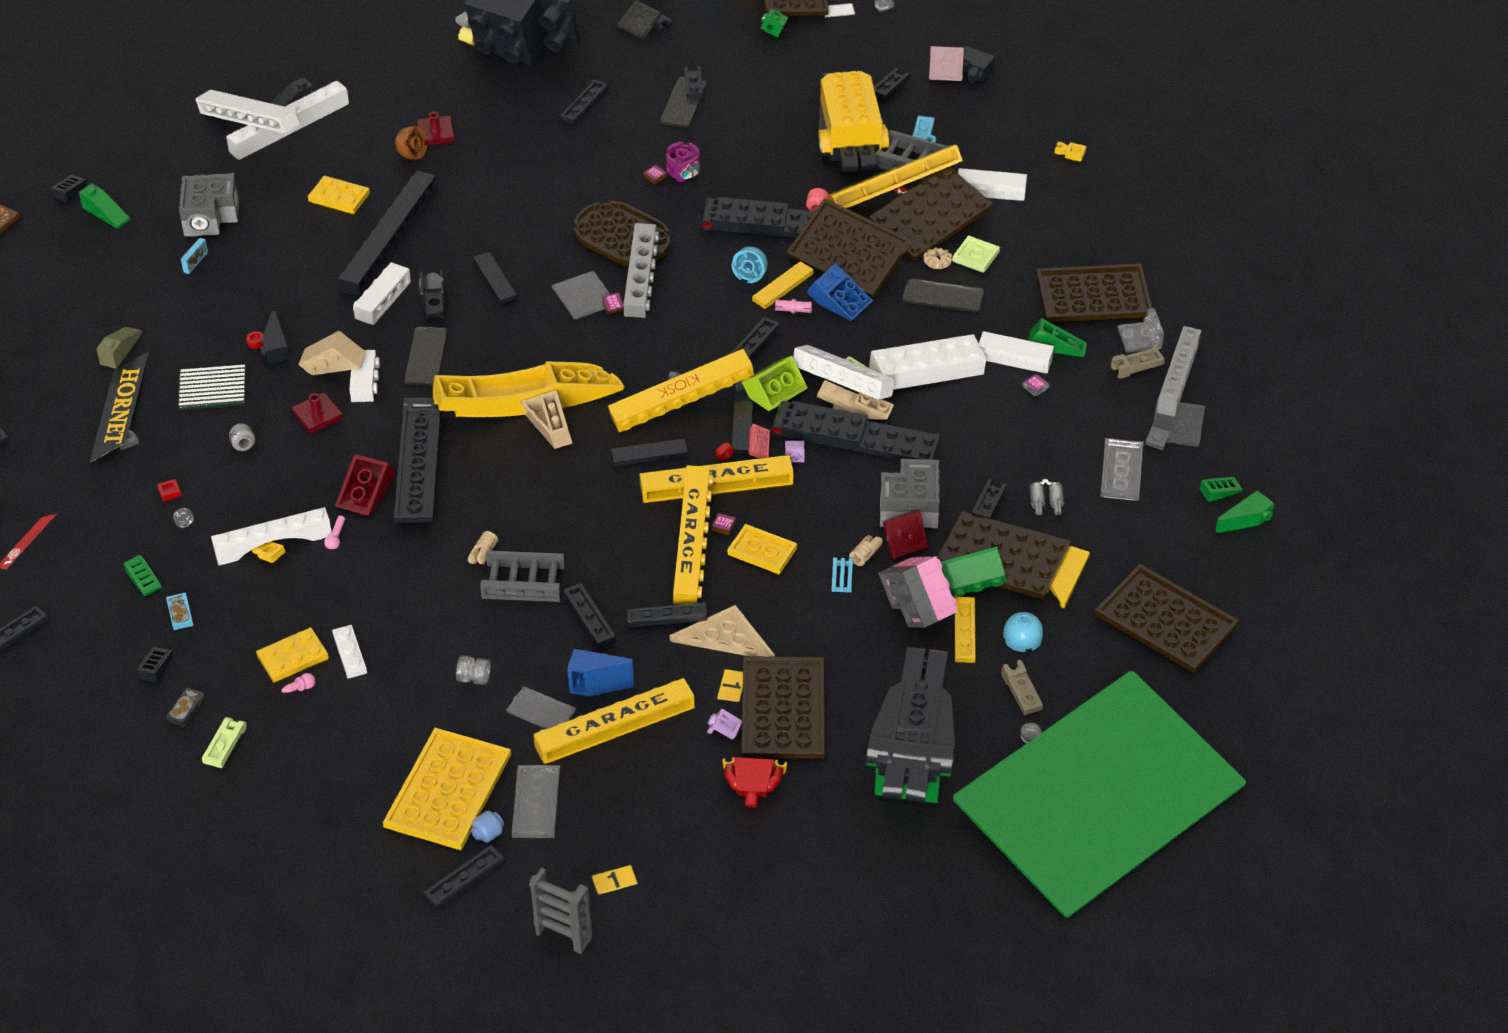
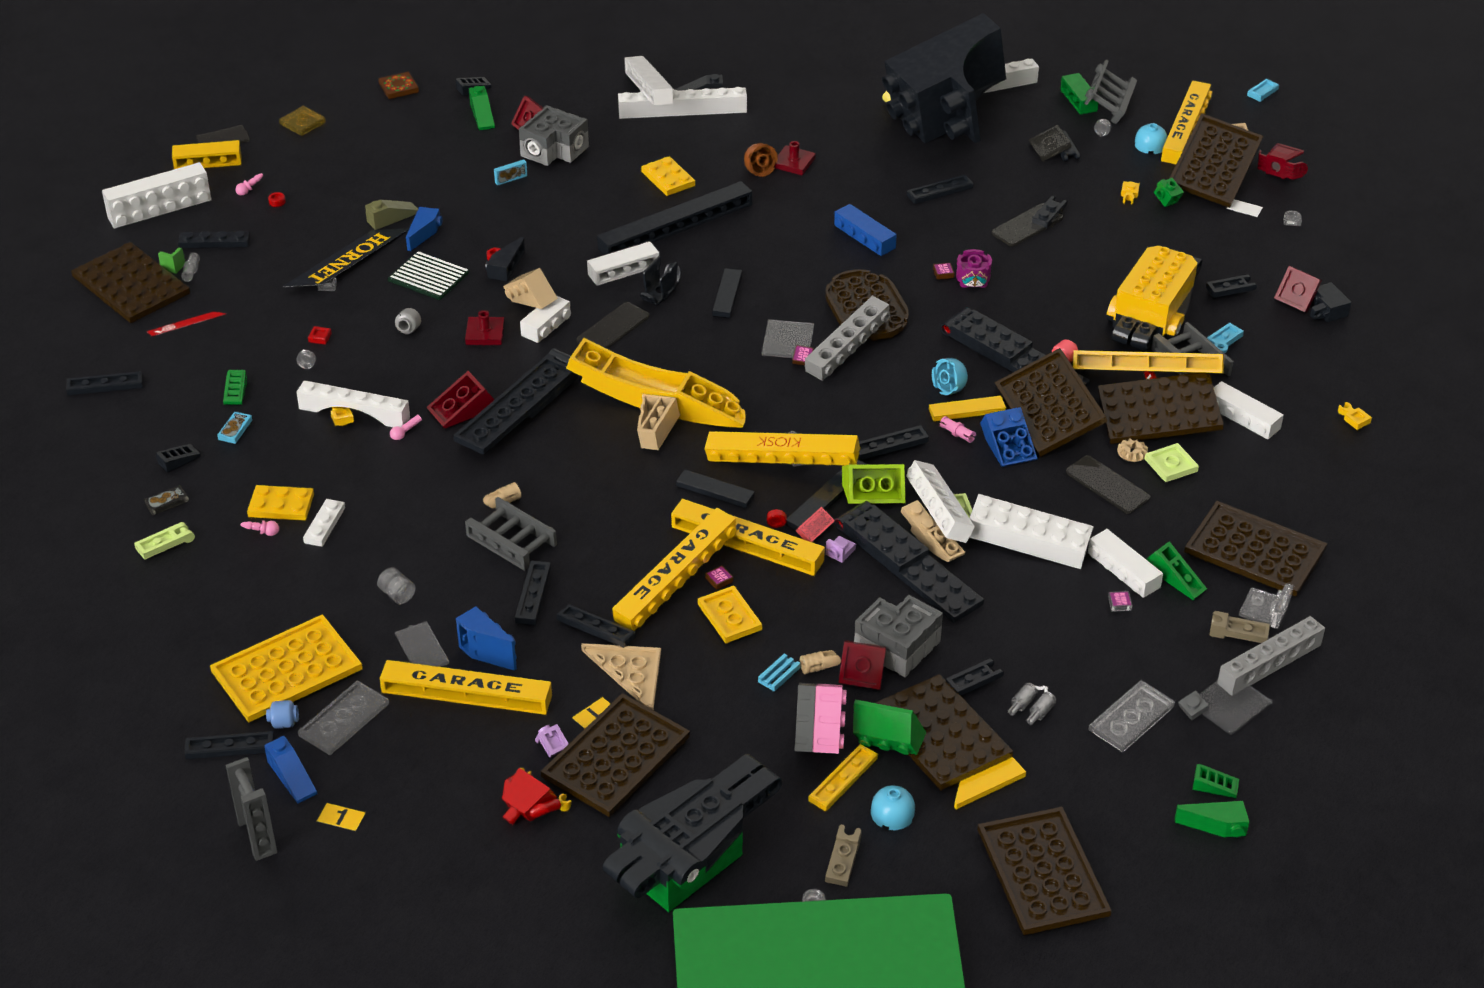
camera: 35 degrees right, 5 degrees down
(162, 195) = (525, 112): none -> dark red tile
(164, 342) = (423, 226): none -> blue slope
(528, 860) = (289, 769): none -> blue slope
(559, 167) = (865, 229): none -> blue brick
(739, 35) = (1130, 191): none -> yellow plate

